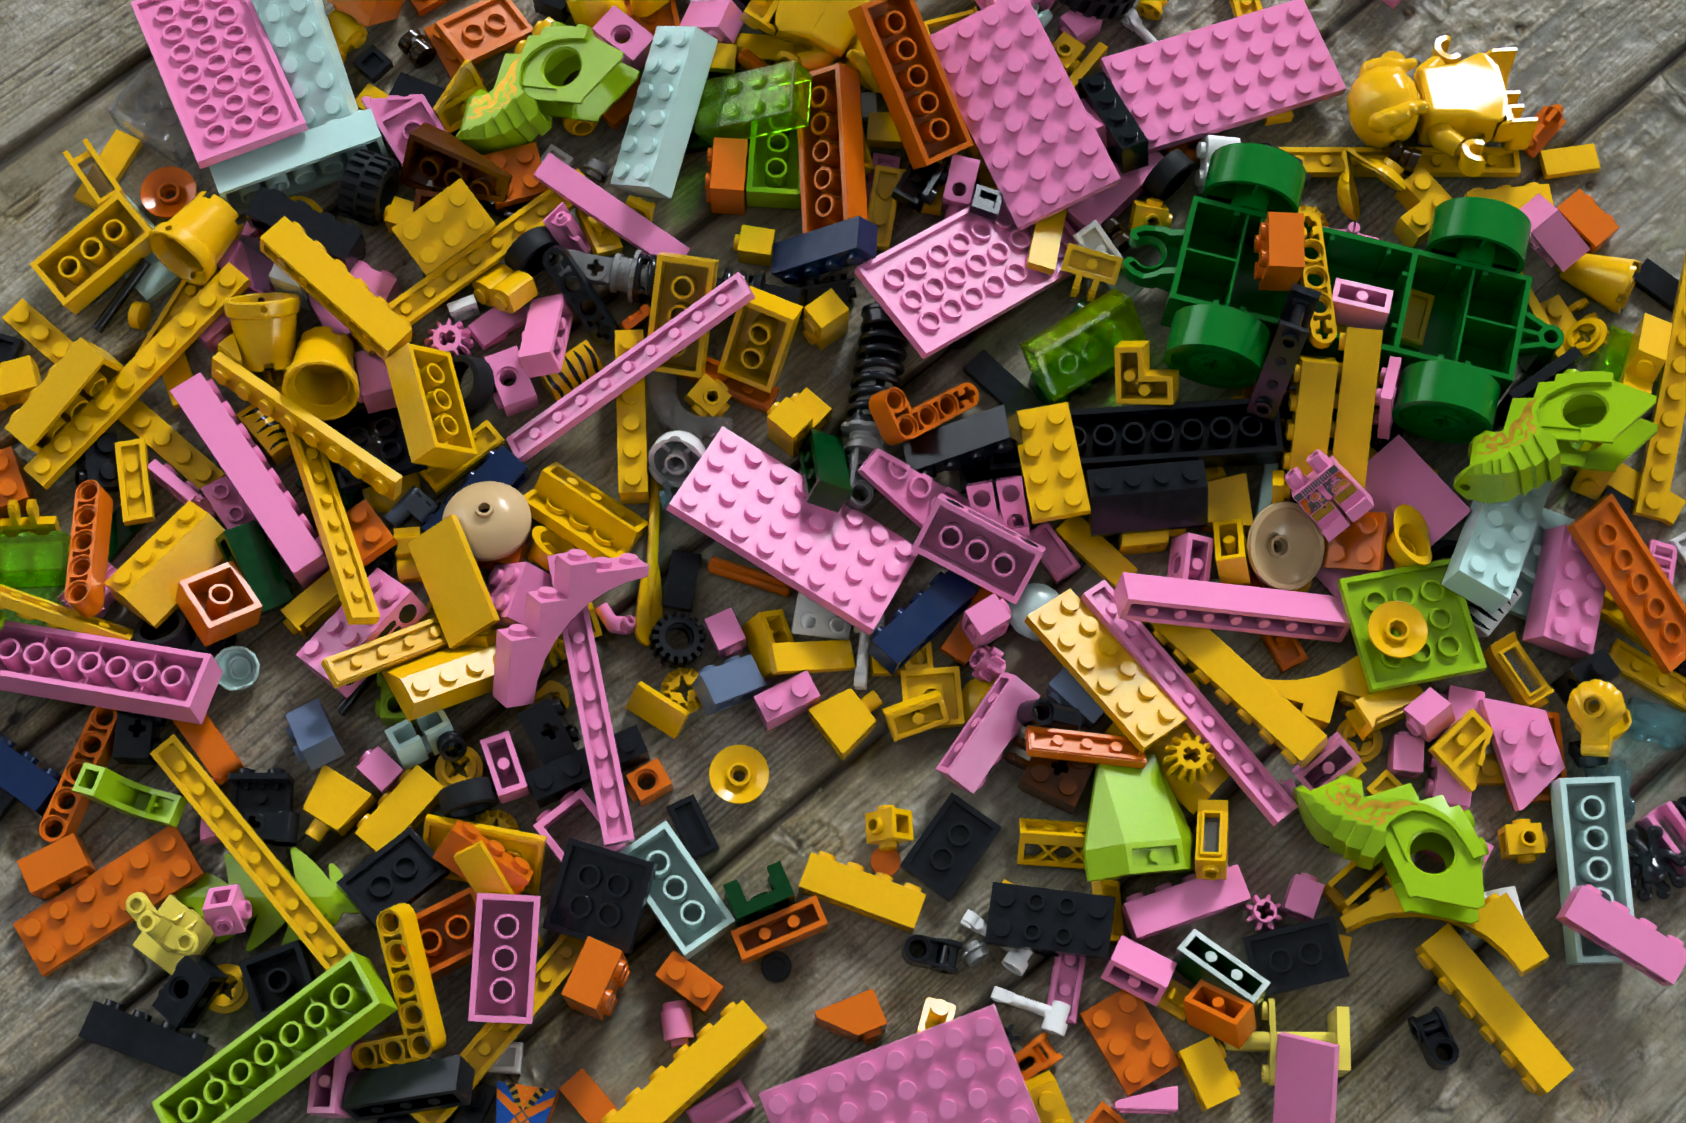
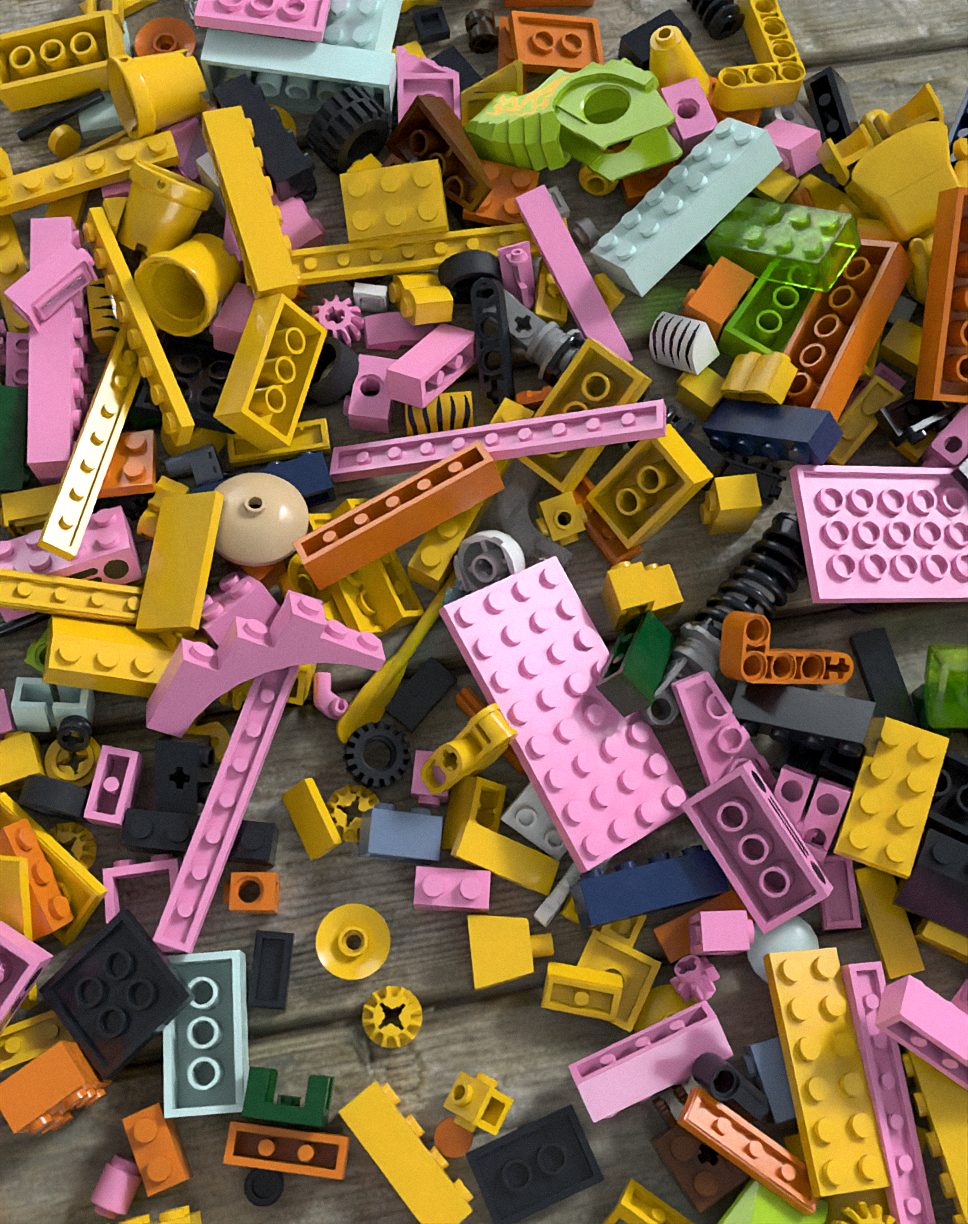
camera: 30 degrees right, 0 degrees up
(226, 431) = (51, 283): none -> bright pink window
(593, 459) = (399, 515): none -> orange brick
(720, 218) = (682, 343): none -> white brick
(745, 594) = (471, 750): none -> yellow piece
(793, 215) = (759, 378): none -> yellow brick
(803, 821) = (410, 1018): none -> yellow gear

